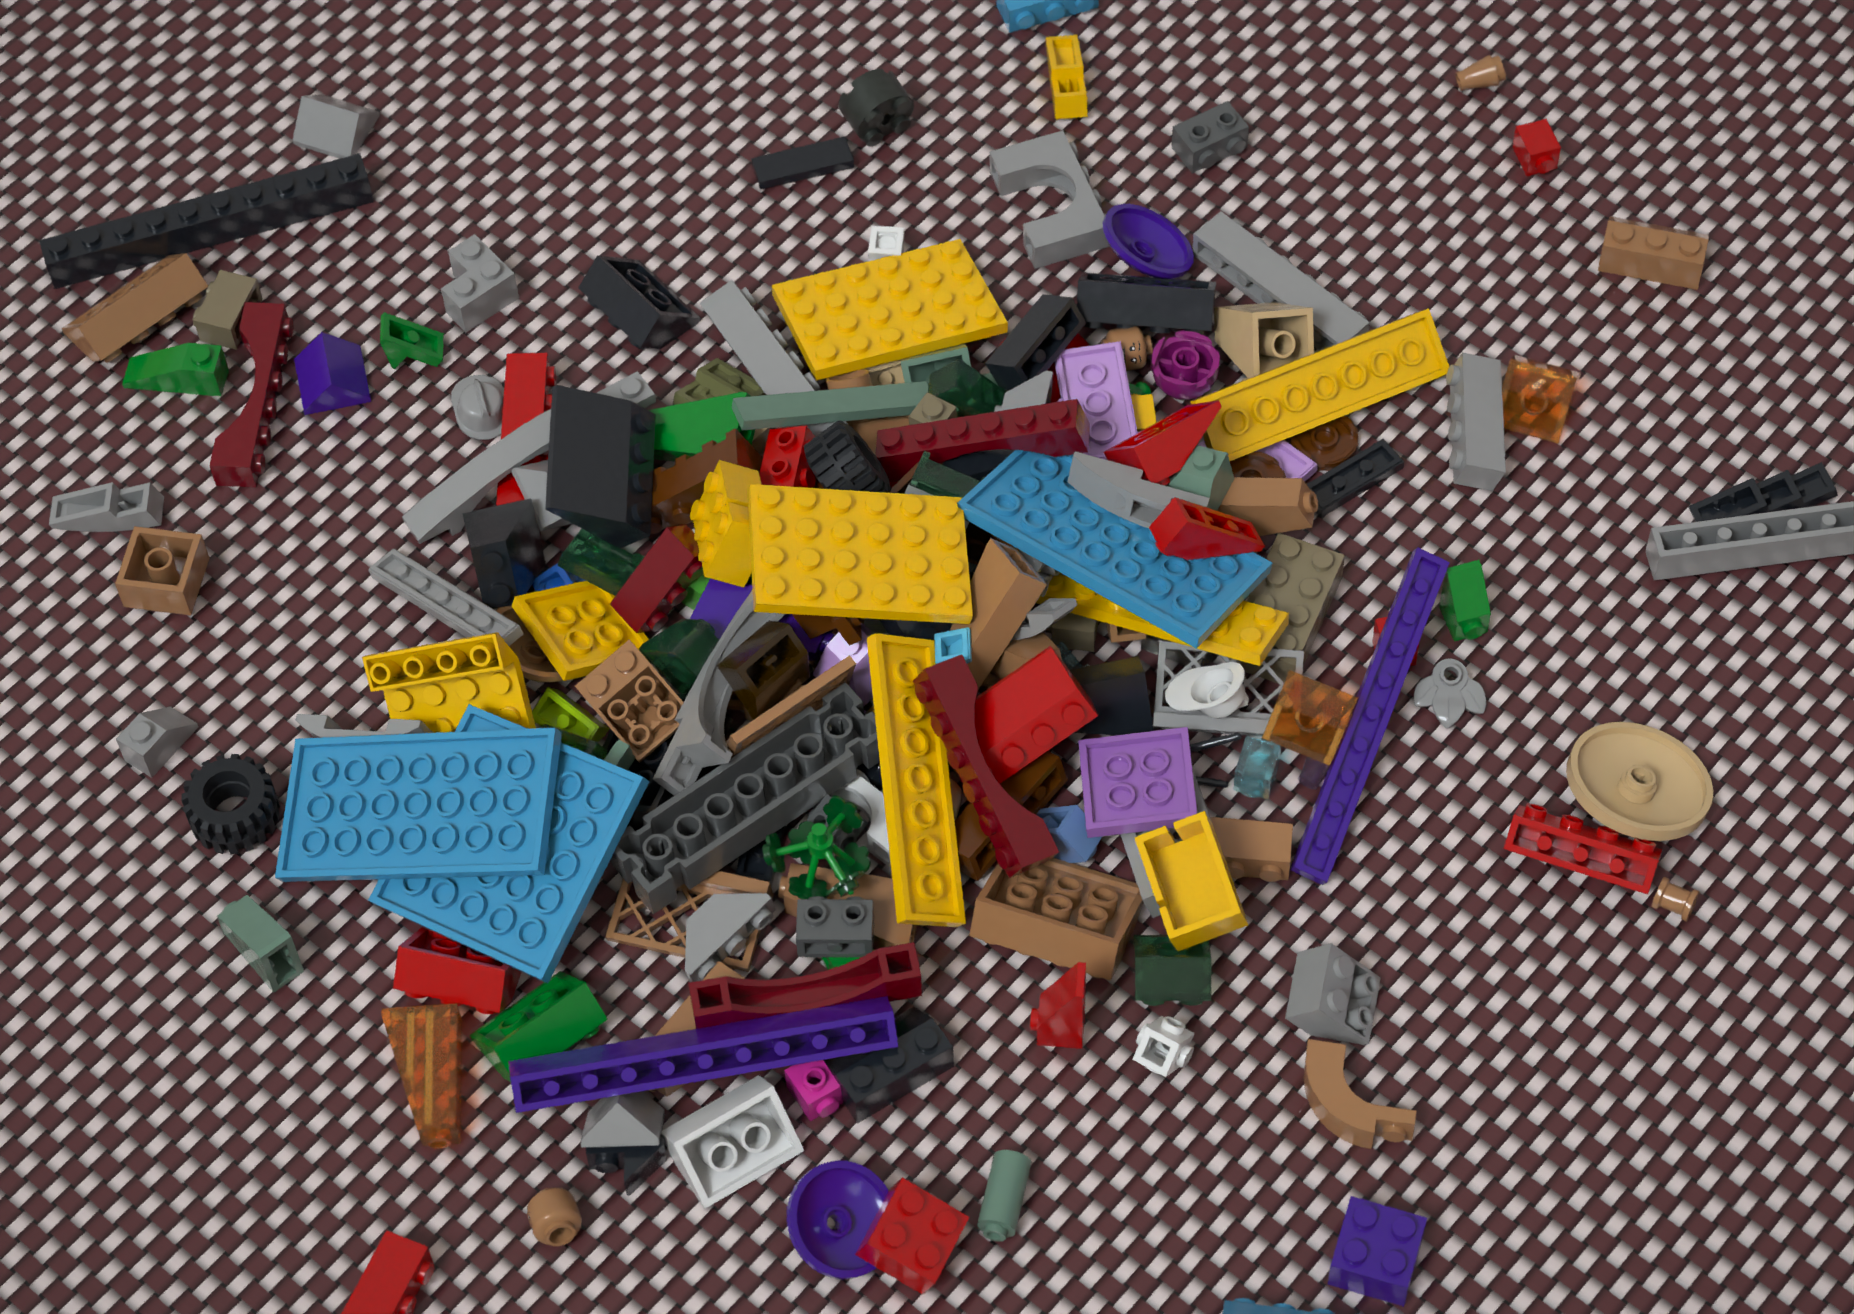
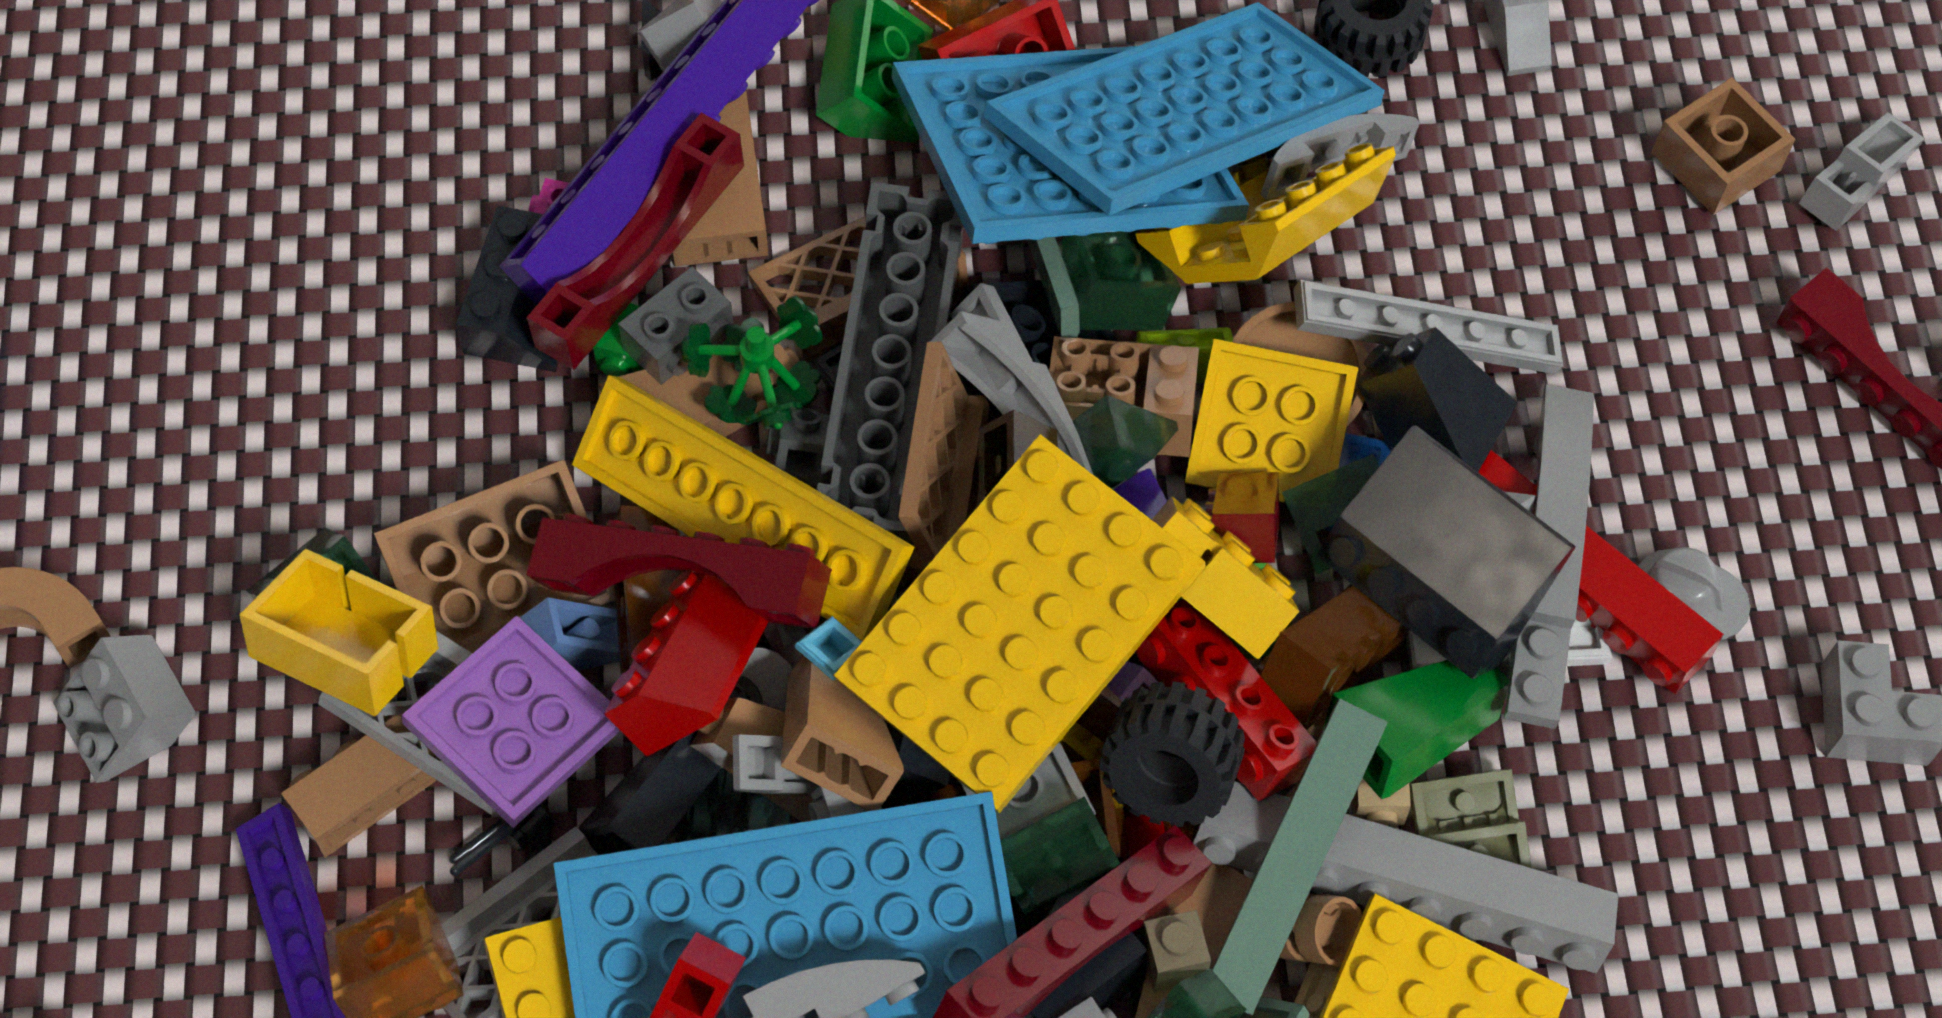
camera: 130 degrees right, 5 degrees up
(331, 375) = (1867, 489): dark purple slope -> none
(407, 339) = (1843, 574): green slope -> none
(637, 302) = (1693, 853): black slope -> none
(722, 928) = (799, 258): light grey slope -> none
(732, 1141) = (589, 105): white slope -> none
(849, 1197) = (415, 117): dark purple dish -> none
(912, 1236) = (336, 153): red brick -> none
(1004, 1194) = (293, 266): sand green brick -> none
(1062, 1011) = (379, 444): red slope -> none
(1164, 1045) = (254, 506): white brick -> none
(1211, 689) = (522, 885): white piece -> none
(1257, 768) = (425, 868): clear light blue brick -> none

